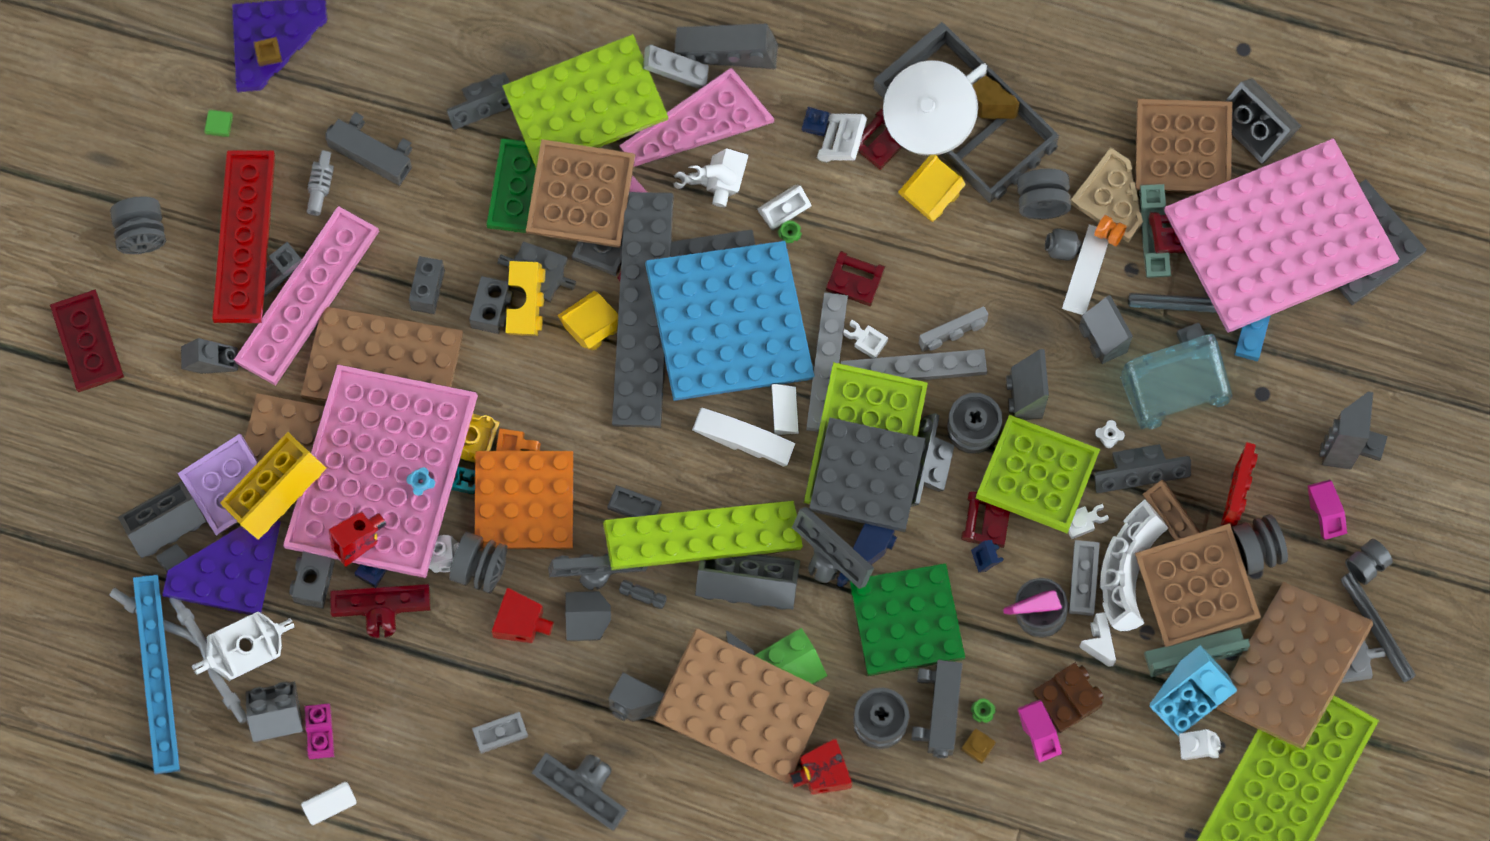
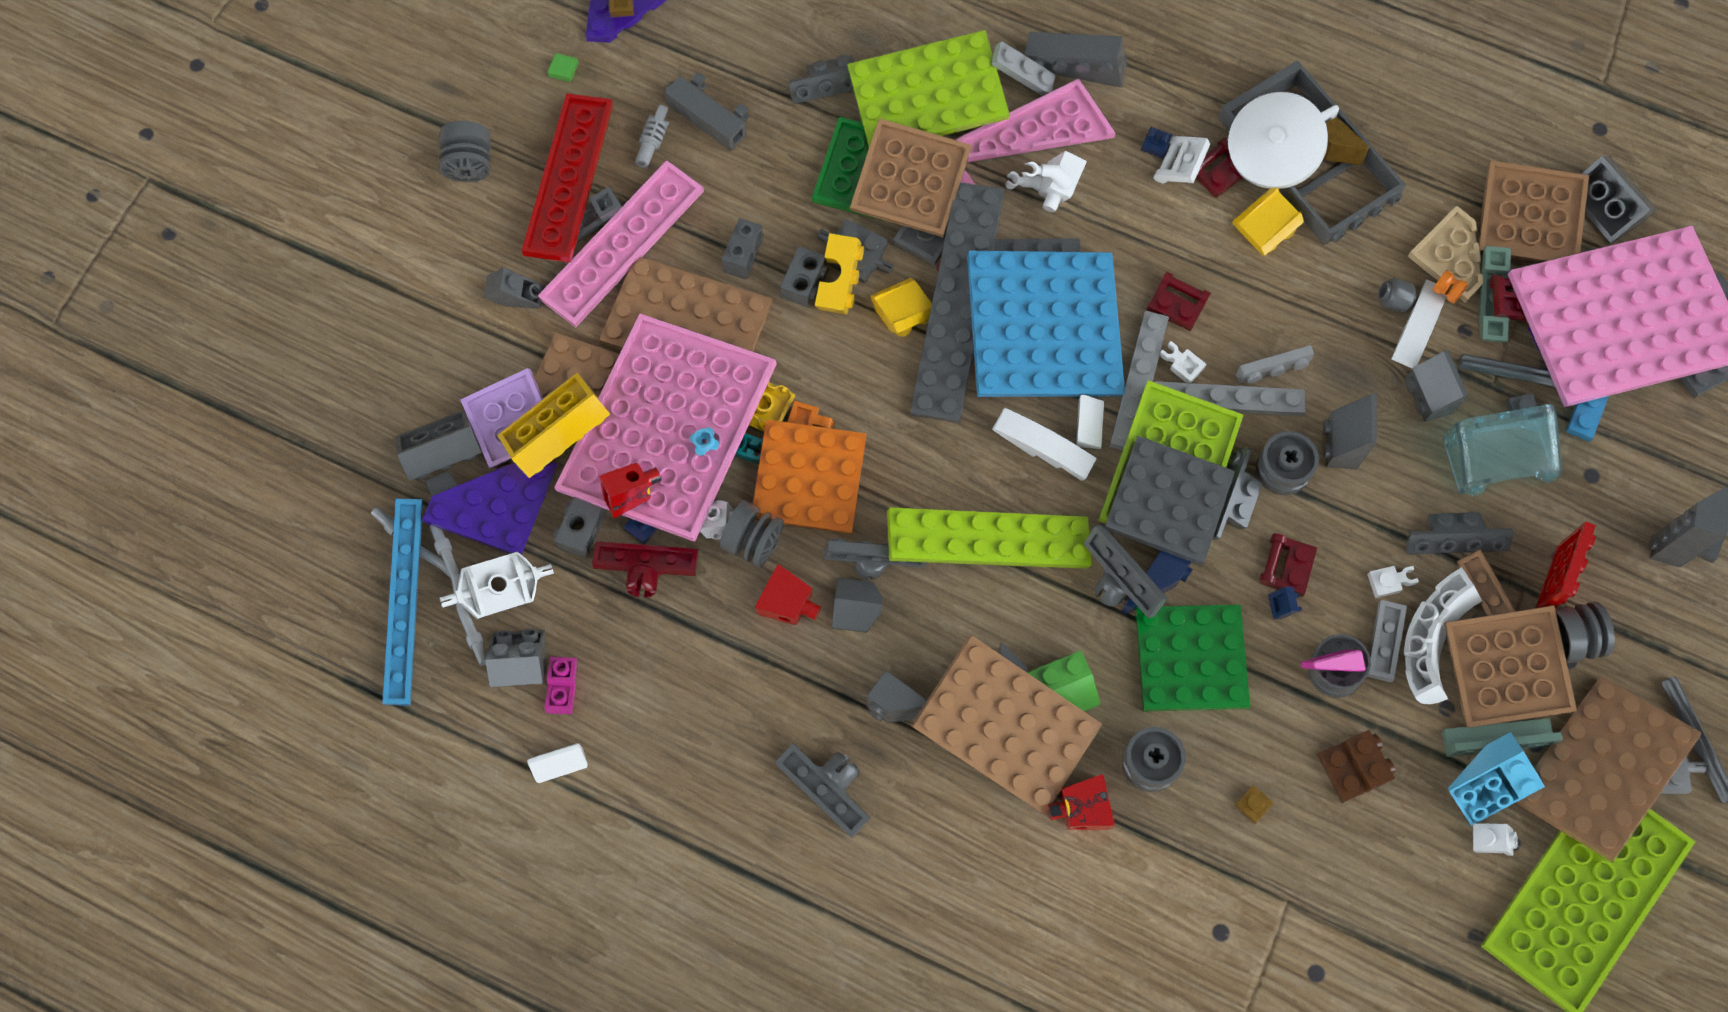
camera: 10 degrees right, 0 degrees up
(86, 341) = (395, 258): dark red plate -> none
(500, 732) = (748, 714): light grey plate -> none
(632, 503) = (919, 496): dark grey plate -> none
(642, 594) = (917, 591): dark grey axle -> none
(750, 580) = (1032, 592): dark grey slope -> none
(784, 206) = (1114, 221): white slope -> none
(790, 226) = (1119, 240): bright green plate -> none
(944, 708) = (1222, 758): dark grey brick -> none
(983, 704) = (1267, 761): bright green plate -> none
(1038, 473) = (1349, 525): lime plate -> none
(1040, 729) = (1324, 796): dark pink slope -> none
(1044, 194) = (1385, 241): dark grey wheel -> none
(1102, 646) = (1398, 718): white slope -> none
(1110, 441) = (1421, 498): white plate -> none
(1330, 511) = (1655, 598): dark pink slope -> none
(1369, 561) = (1697, 668): dark grey wheel -> none

